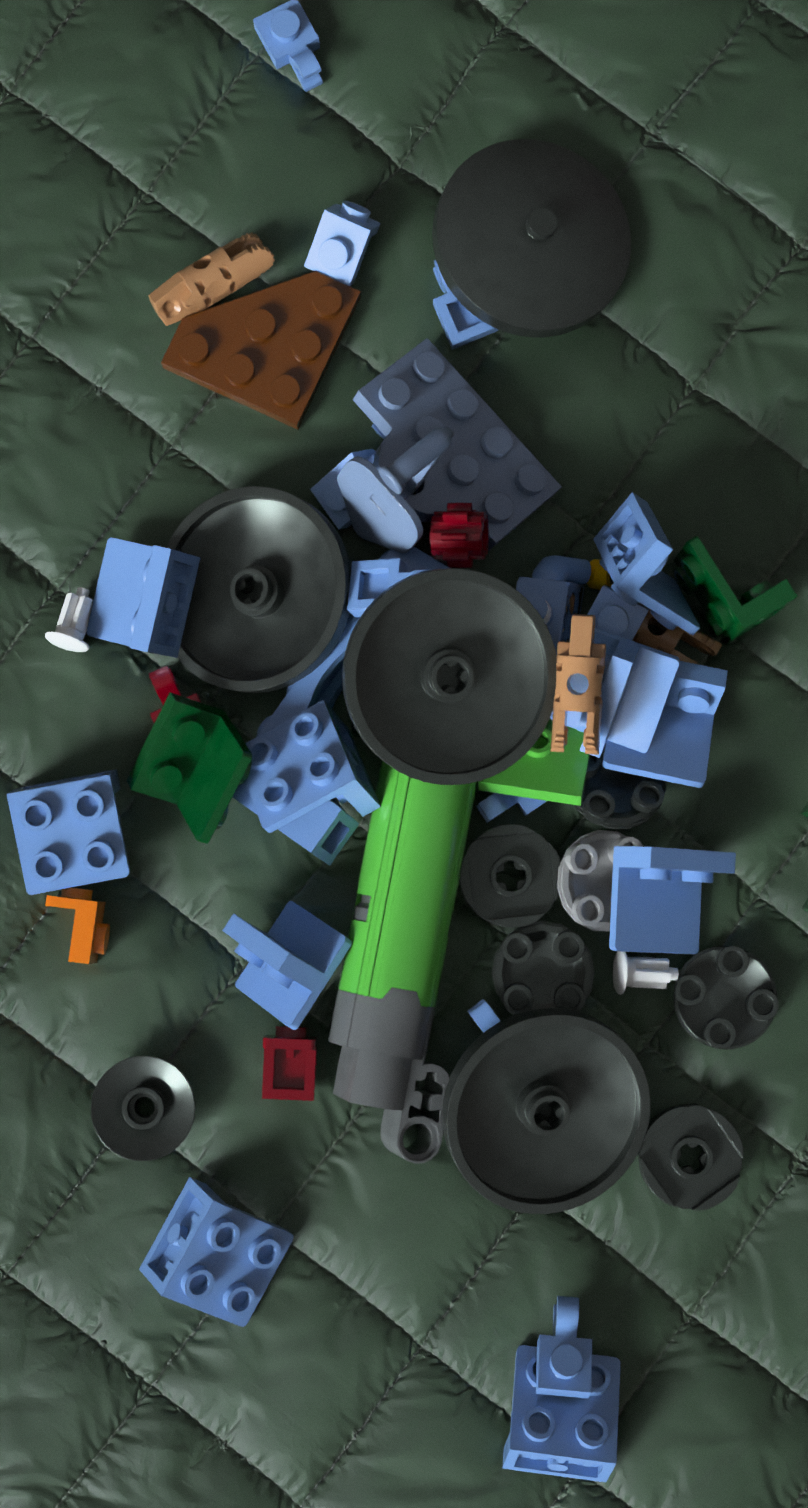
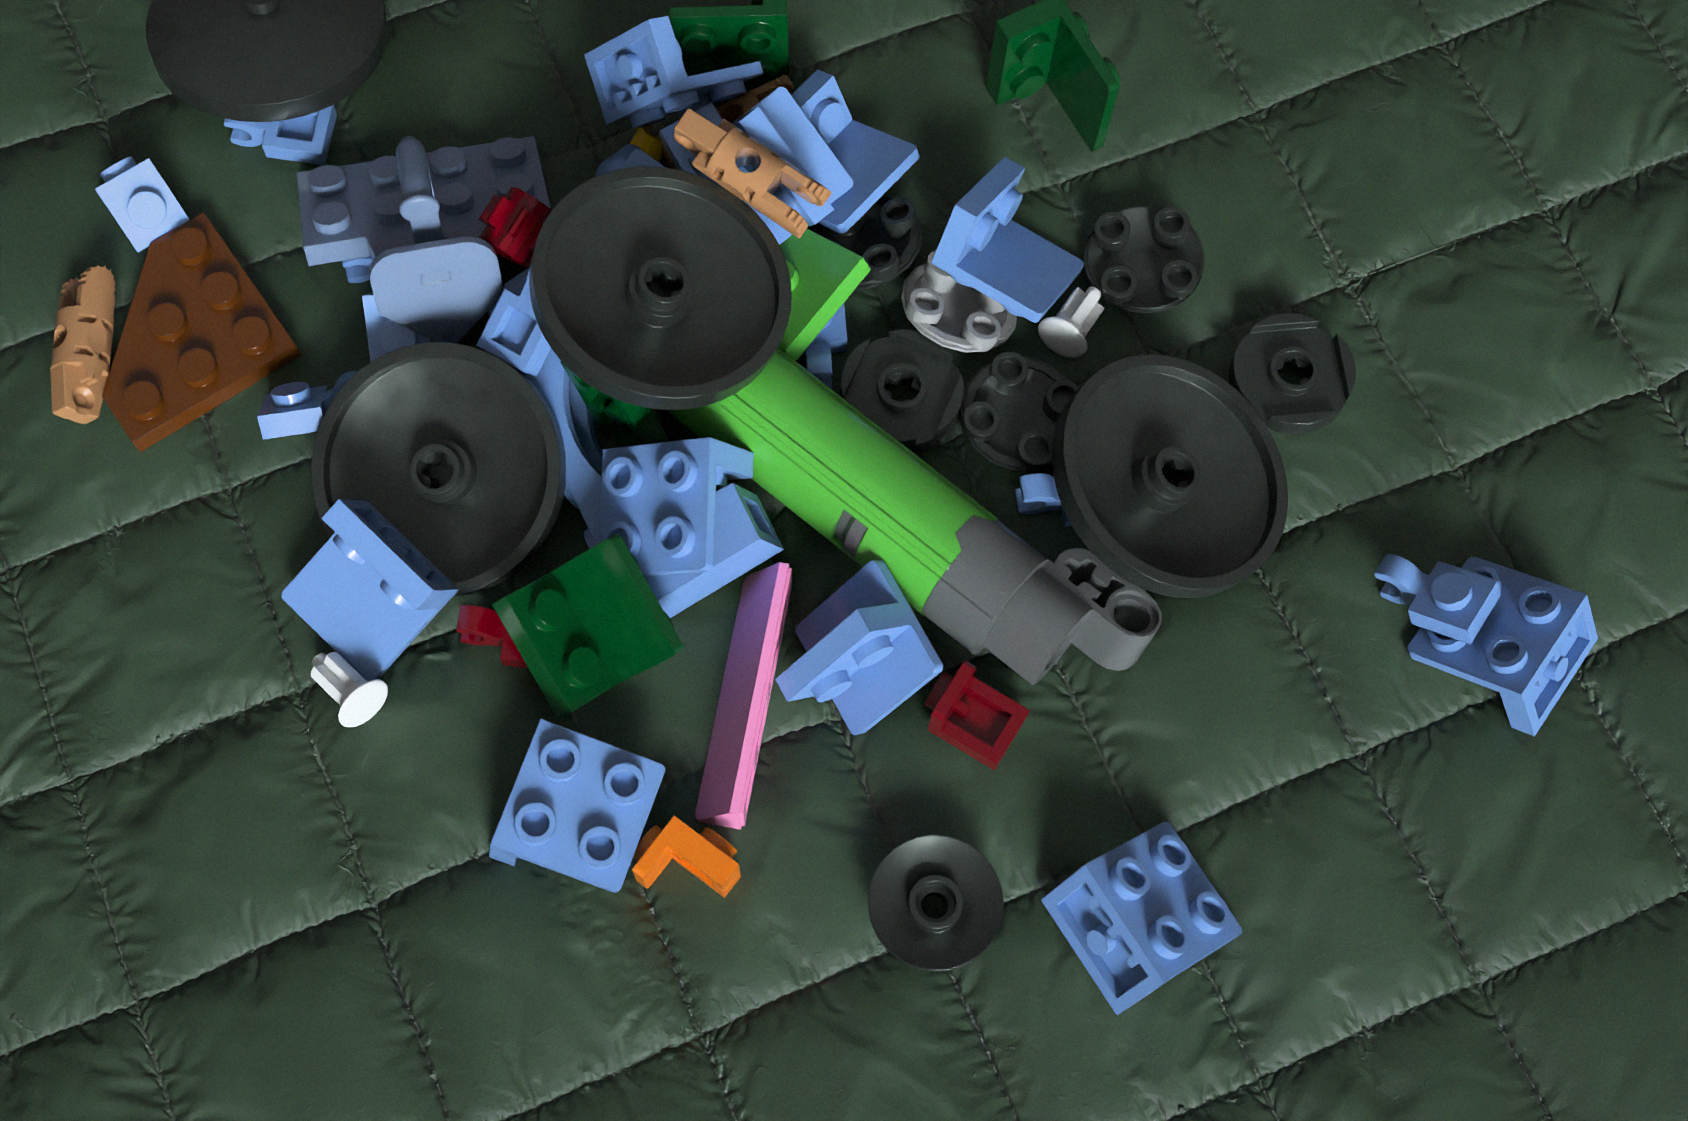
camera: 60 degrees left, 15 degrees down
(216, 895) = (744, 697): none -> bright pink slope
(251, 463) = (296, 407): none -> medium blue plate

